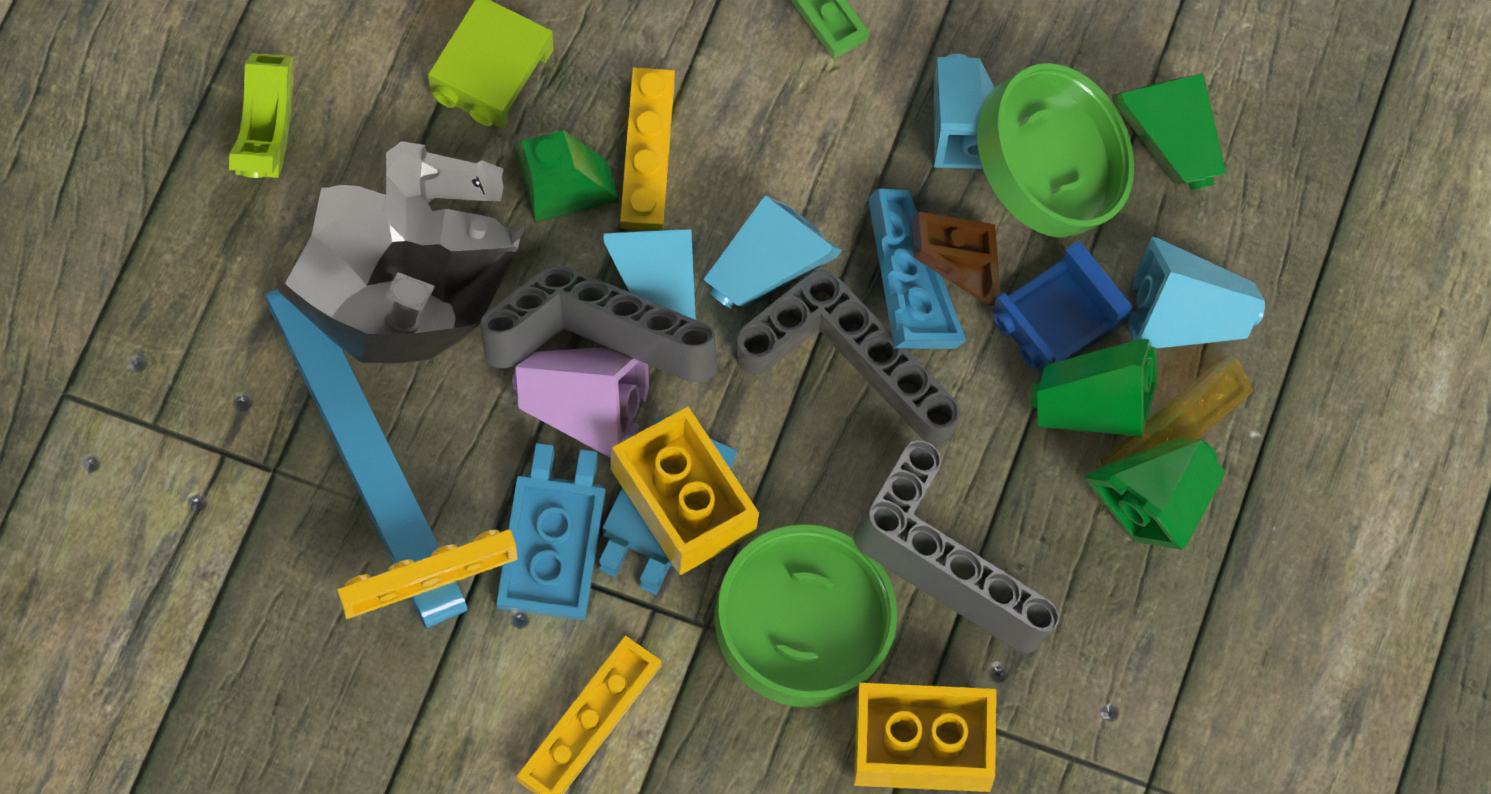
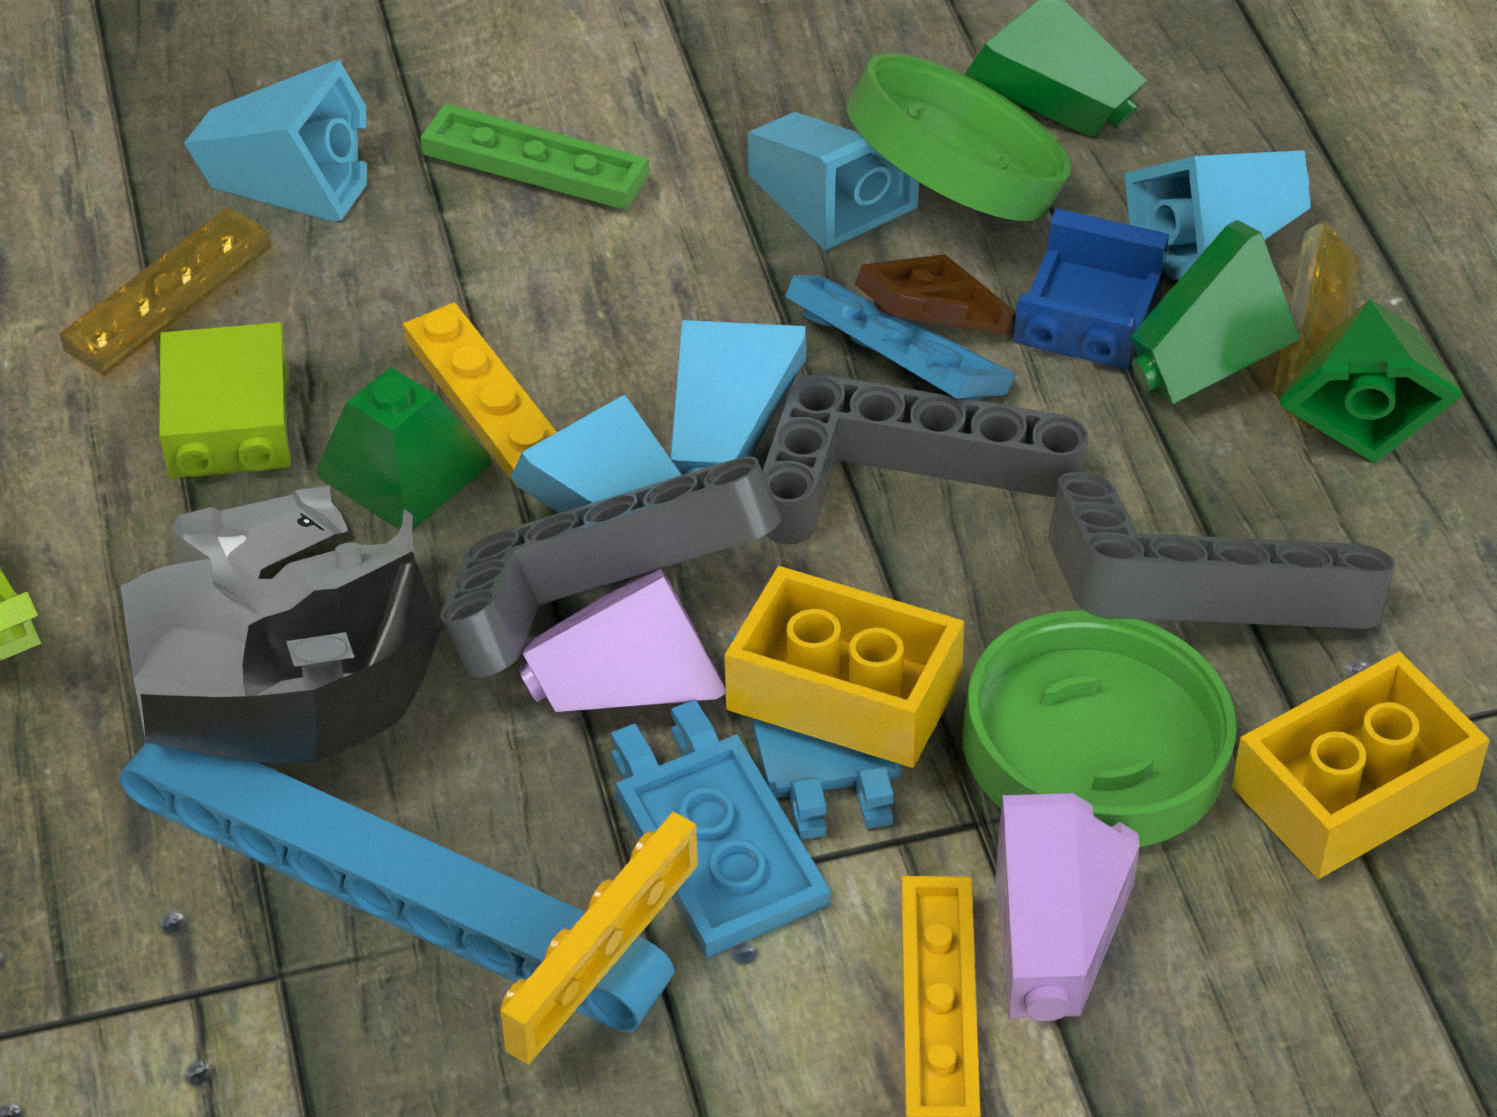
camera: 30 degrees left, 20 degrees down
(690, 711) = (1058, 899): none -> lavender slope

